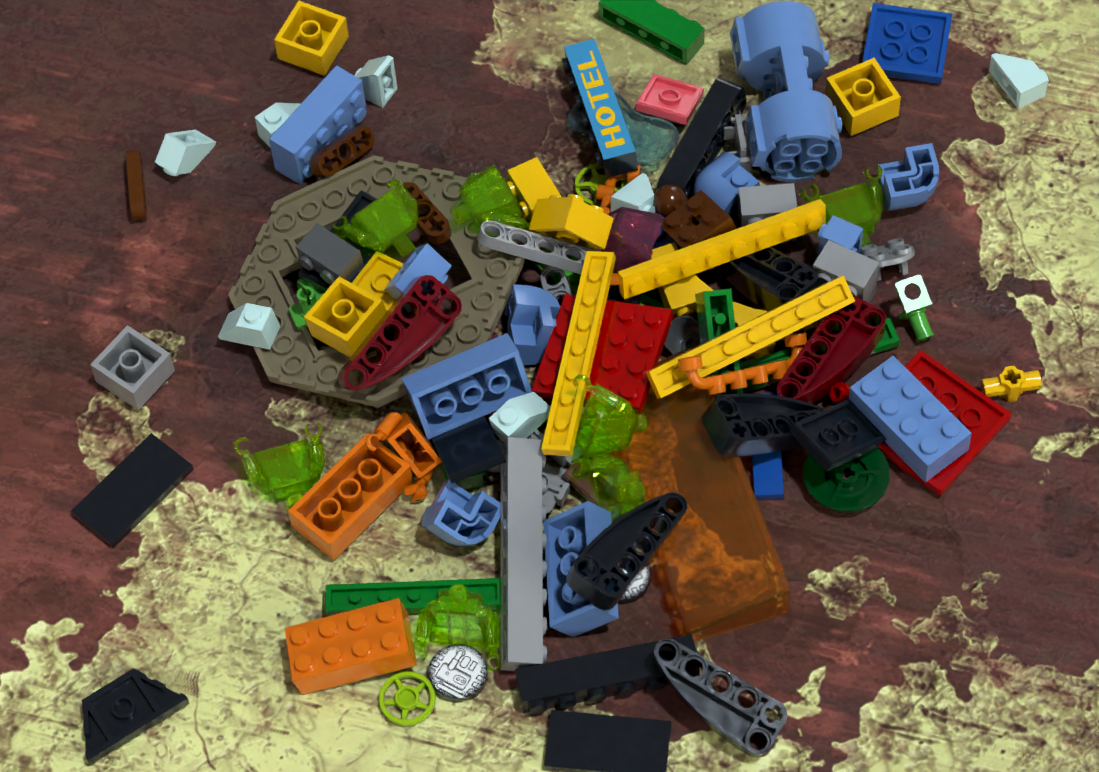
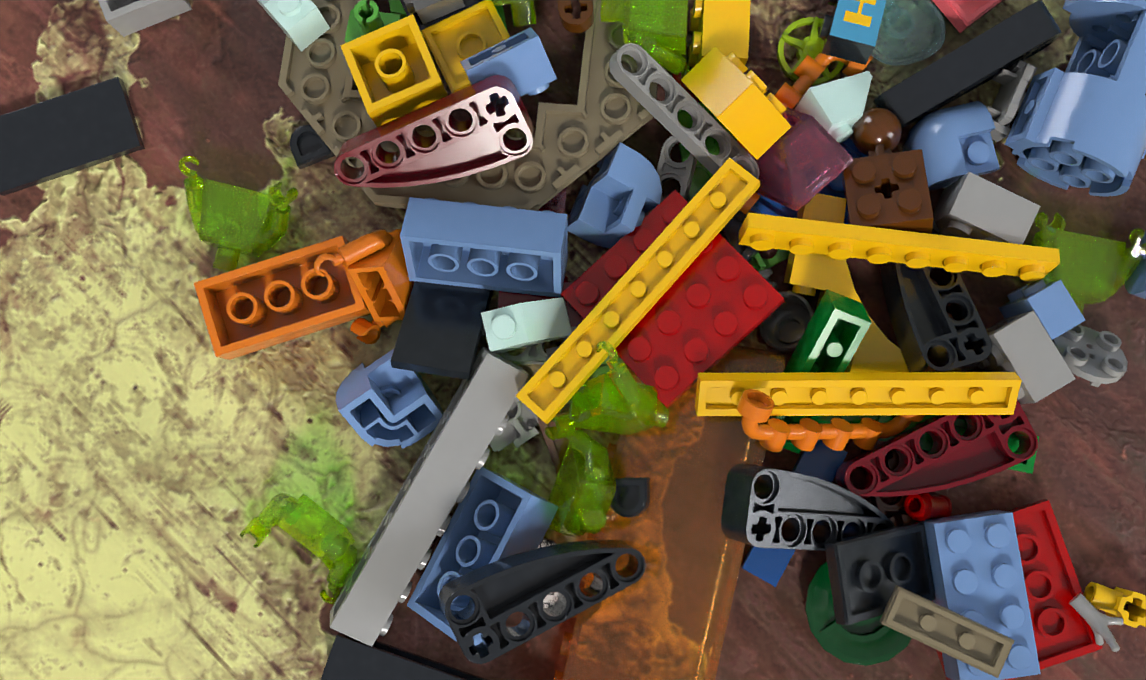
camera: 25 degrees right, 25 degrees up
(307, 407) = (308, 147): none -> black tile
(350, 646) = (172, 493): orange brick -> none
(407, 698) = (210, 581): lime wheel -> none
(413, 594) = (285, 462): green plate -> none
(458, 673) = (283, 584): tile -> none
(653, 479) = (631, 496): none -> black tile
(895, 436) = (947, 631): none -> dark tan tile
(915, 309) = (1076, 448): bracket -> none
(995, 396) = (1097, 621): none -> light grey bar

